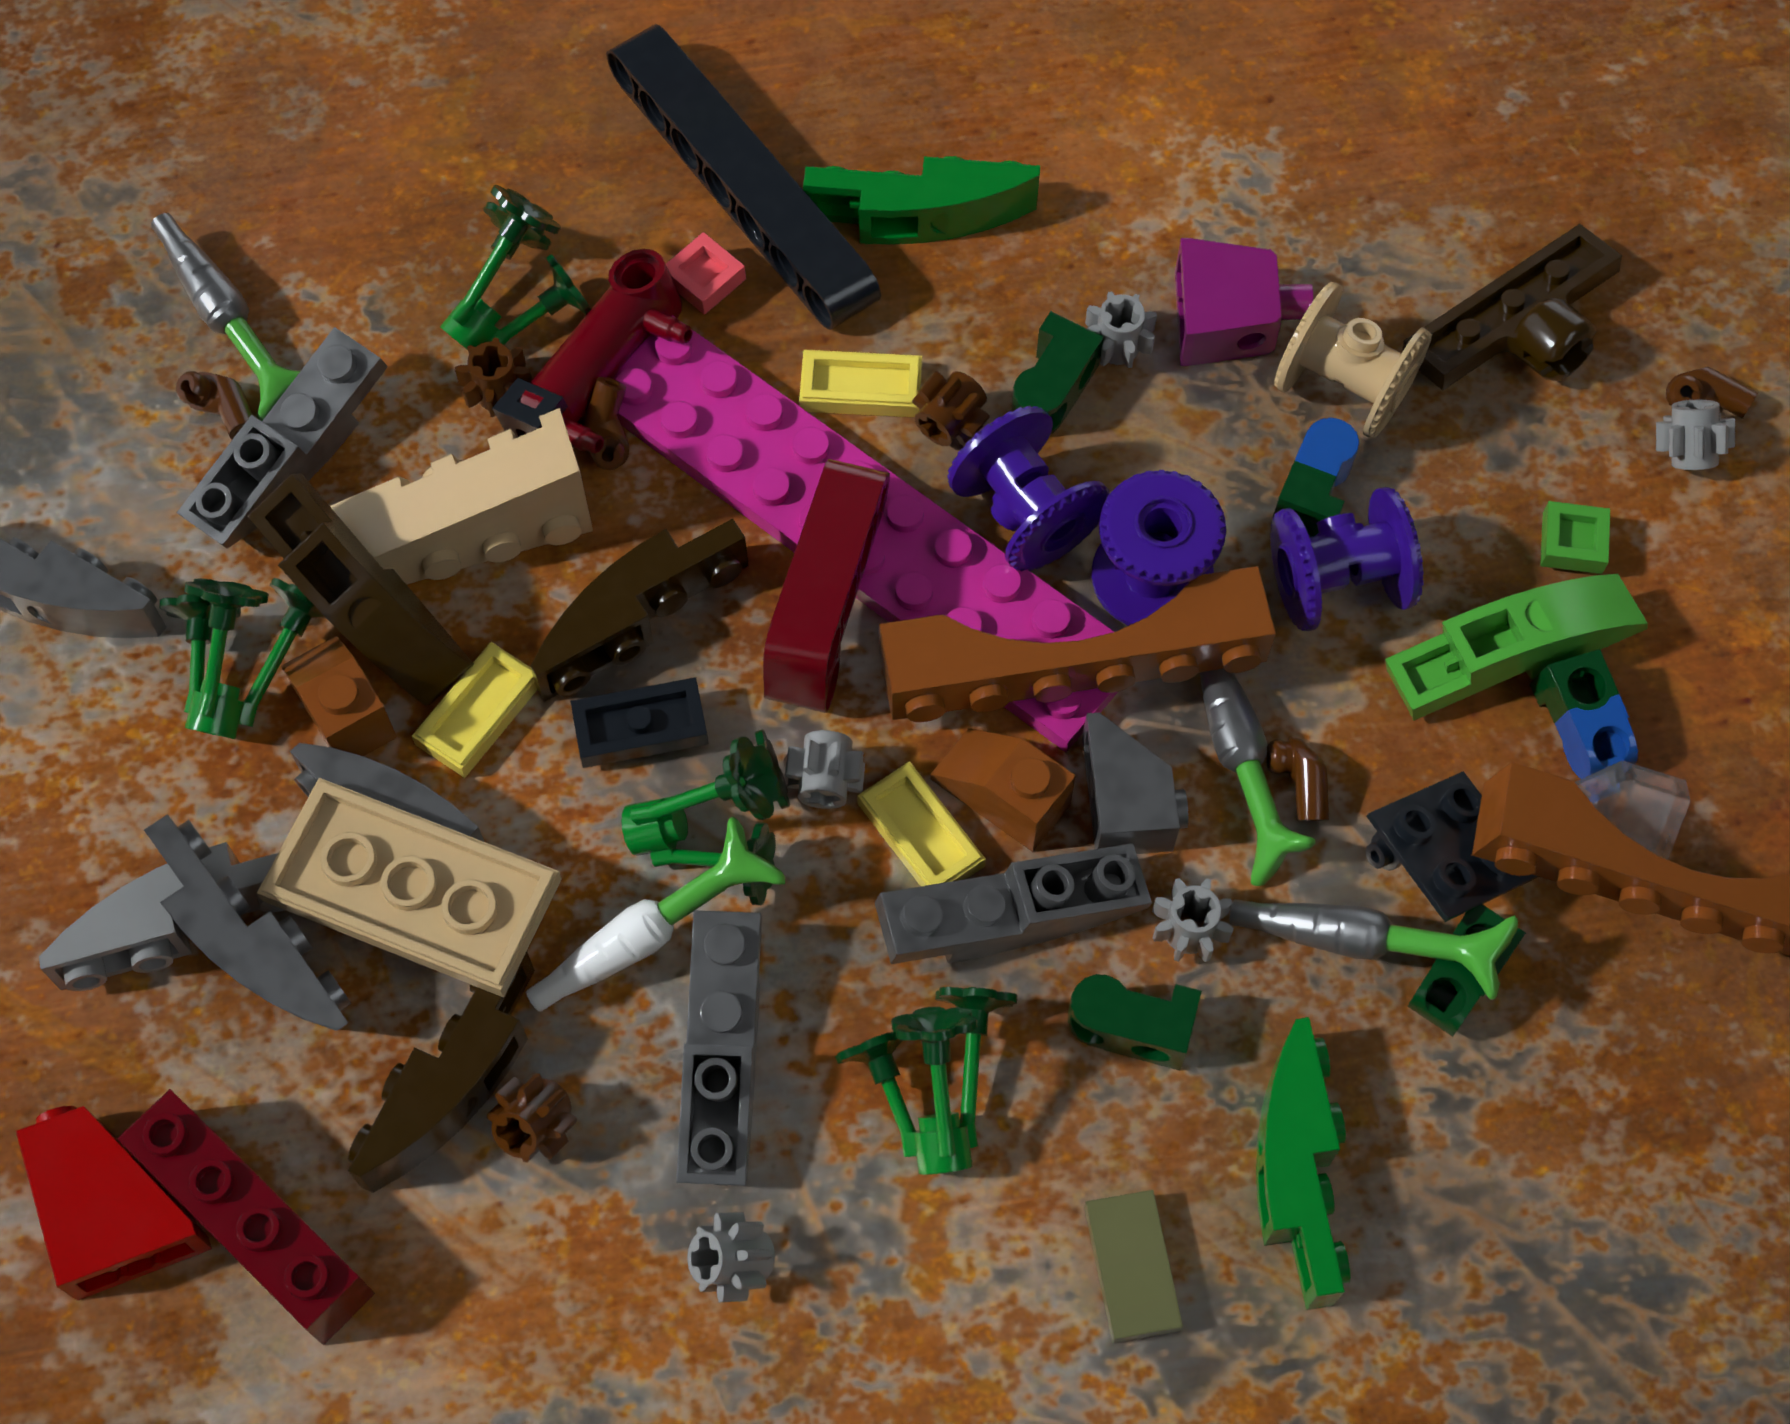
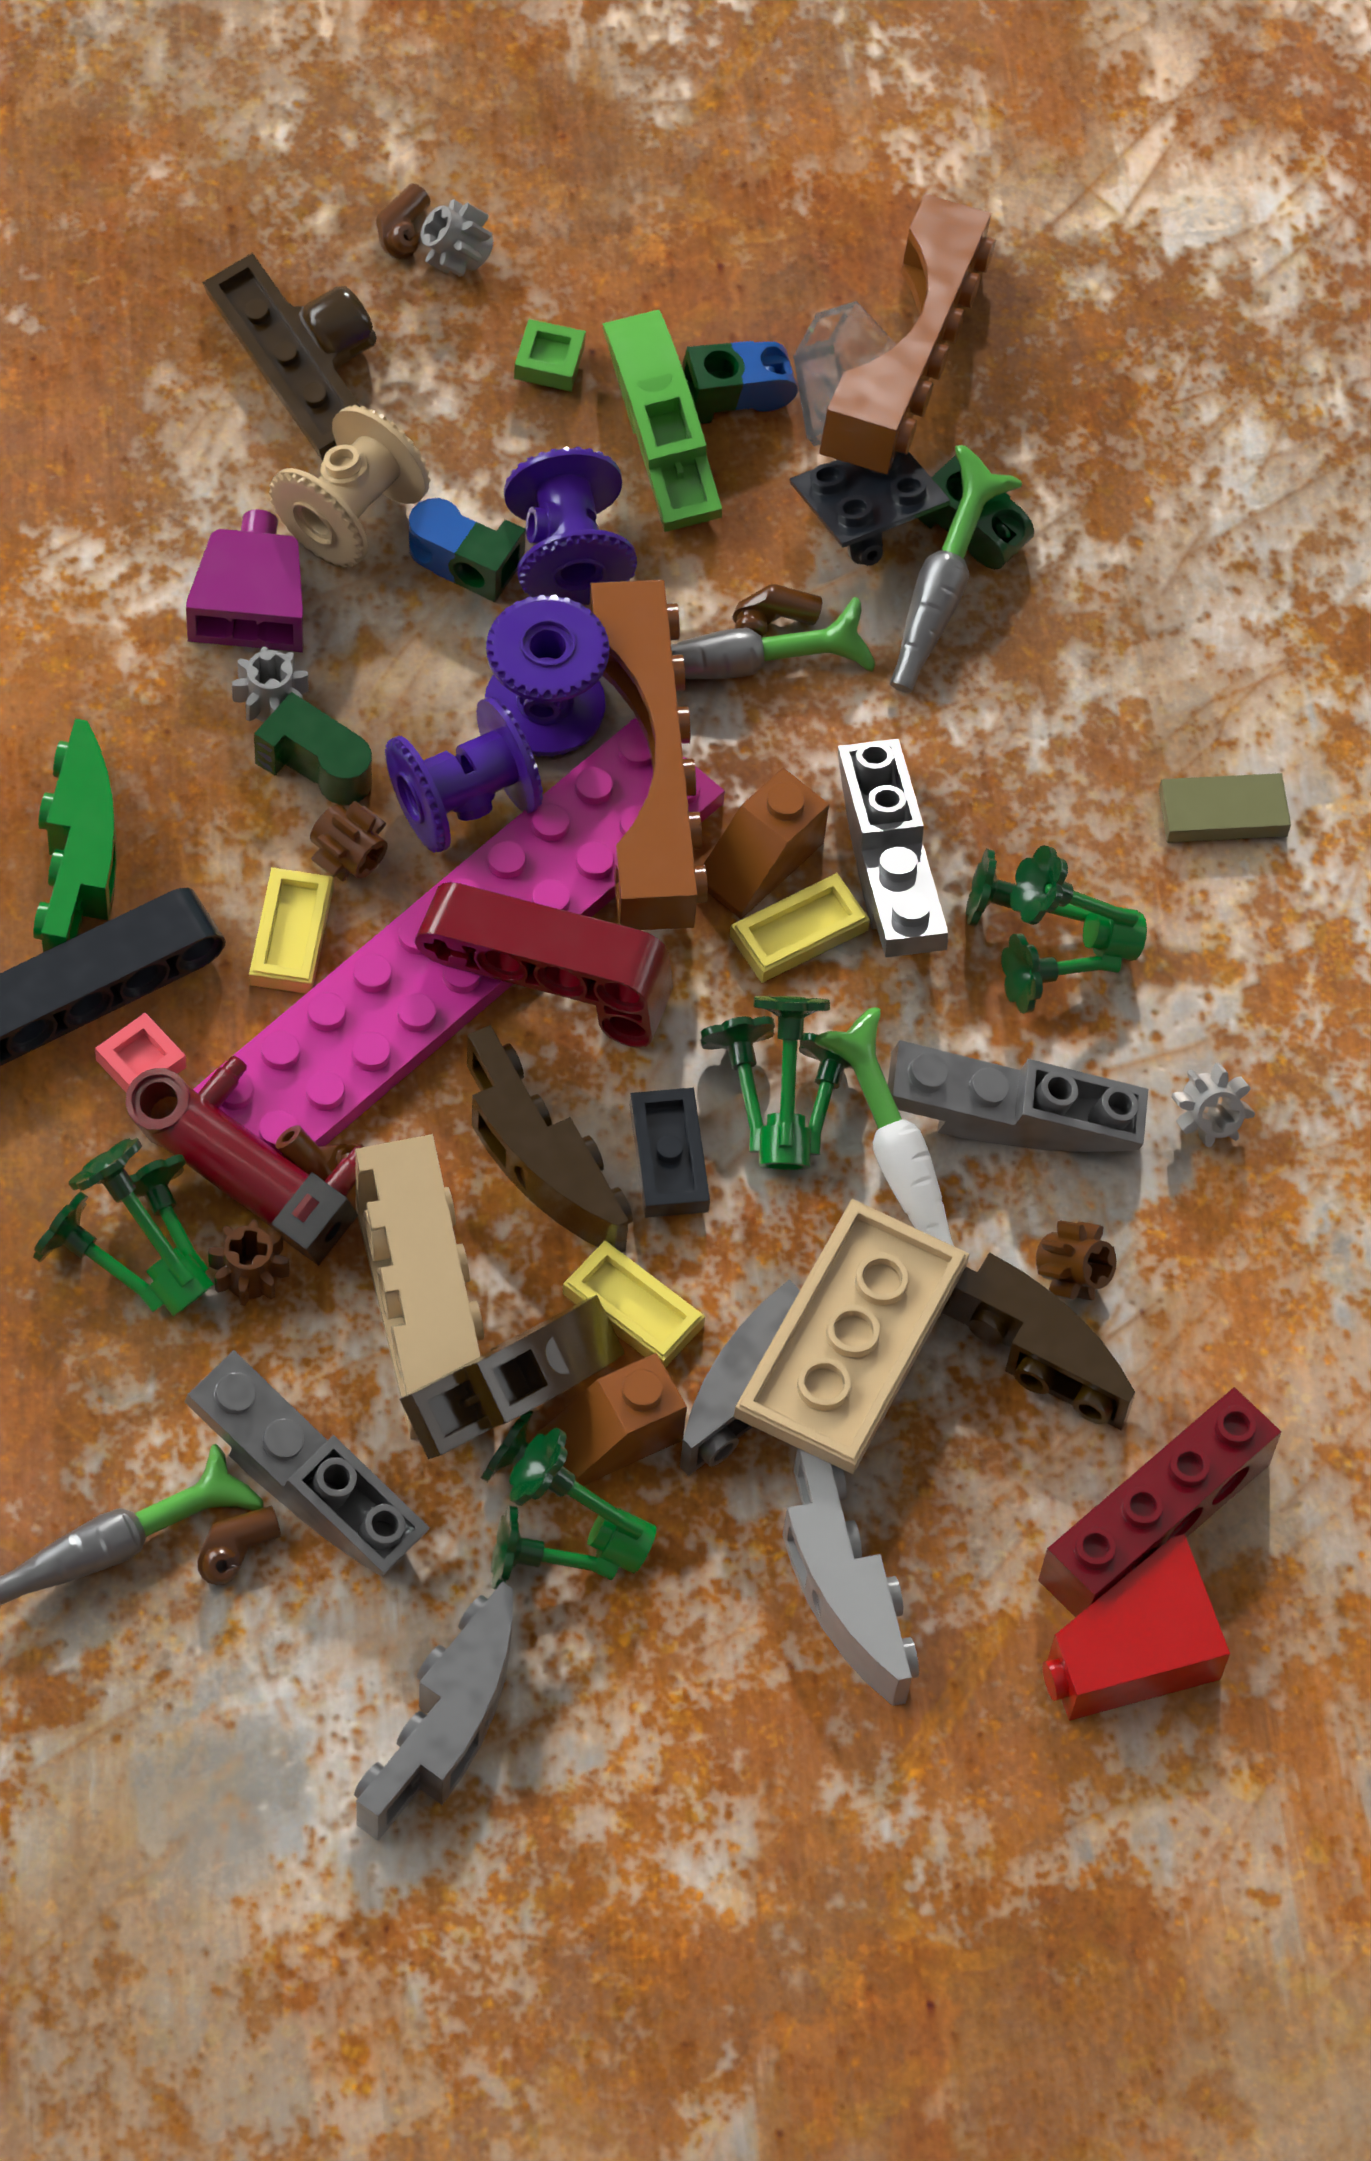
camera: 90 degrees left, 5 degrees down
(258, 956) = (889, 1491): flat silver slope -> none
(825, 769) = (737, 983): light grey gear -> none
(1130, 791) = (783, 733): flat silver slope -> none
(1132, 1022) = (1003, 784): dark green leg -> none
(1199, 904) = (914, 712): light grey gear -> none
(1293, 1139) = (1122, 669): green slope -> none

